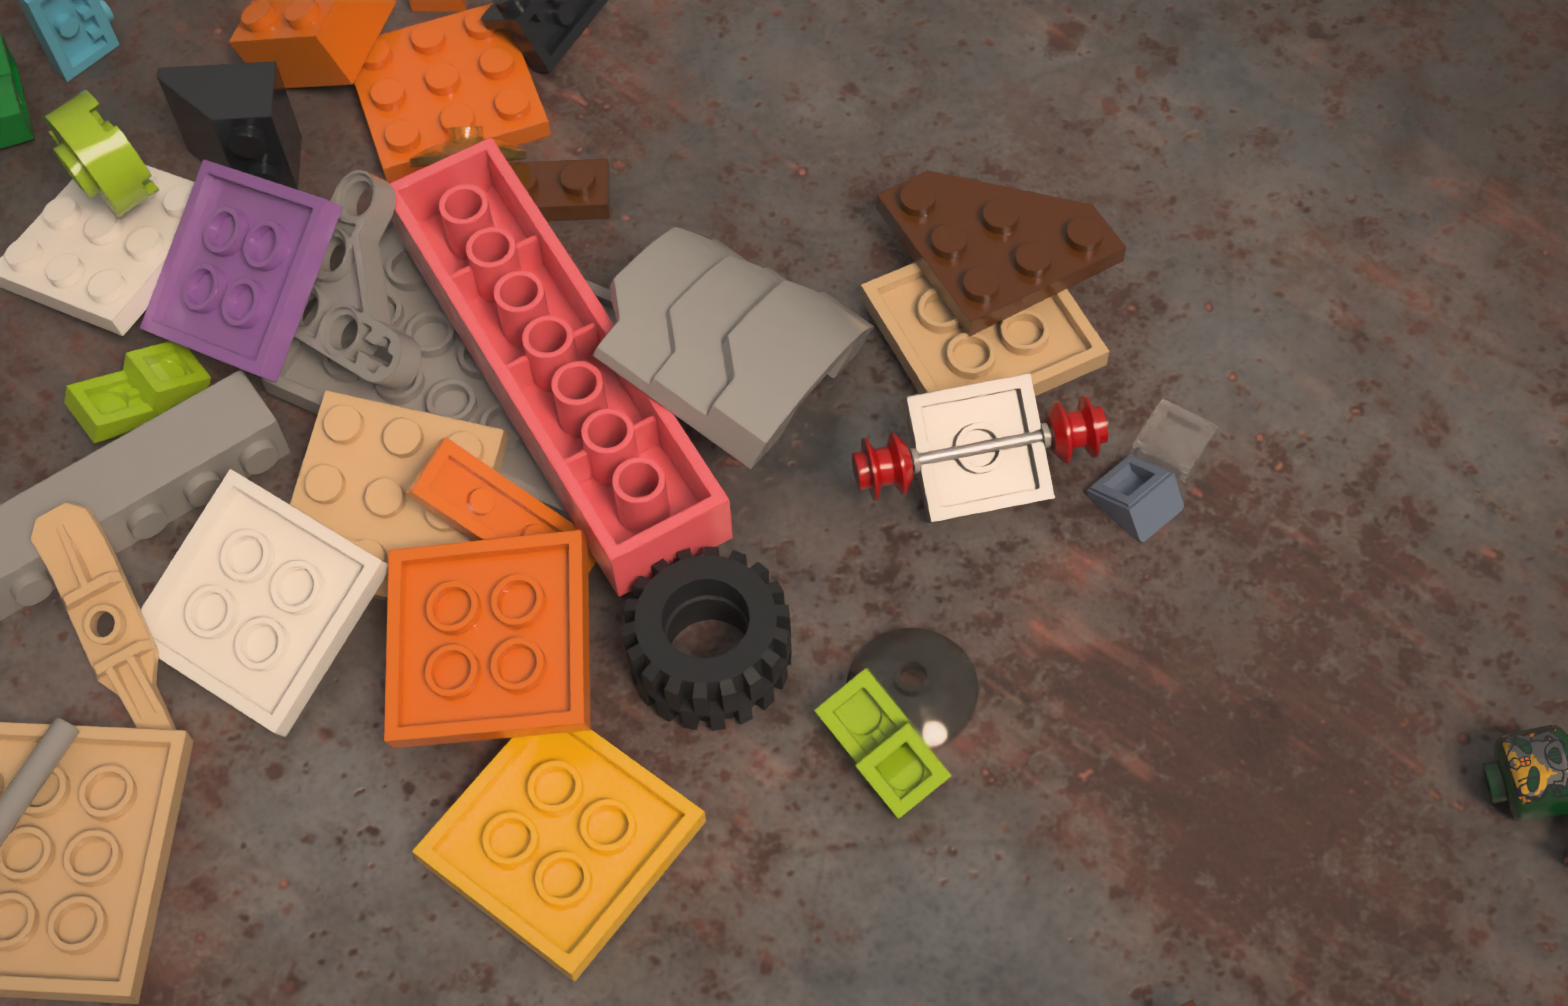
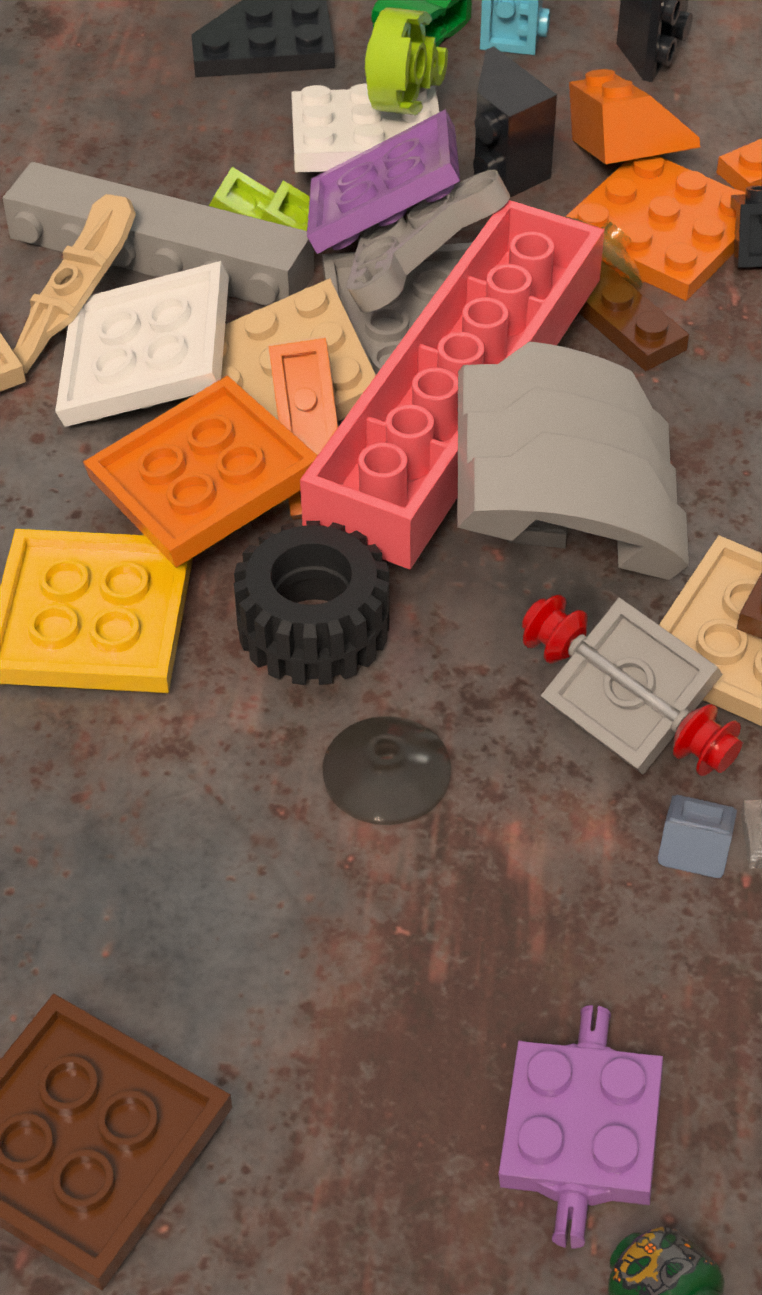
camera: 55 degrees right, 10 degrees down
(883, 743) = (322, 756): lime slope -> none
(1357, 746) = (582, 1124): none -> medium lavender plate

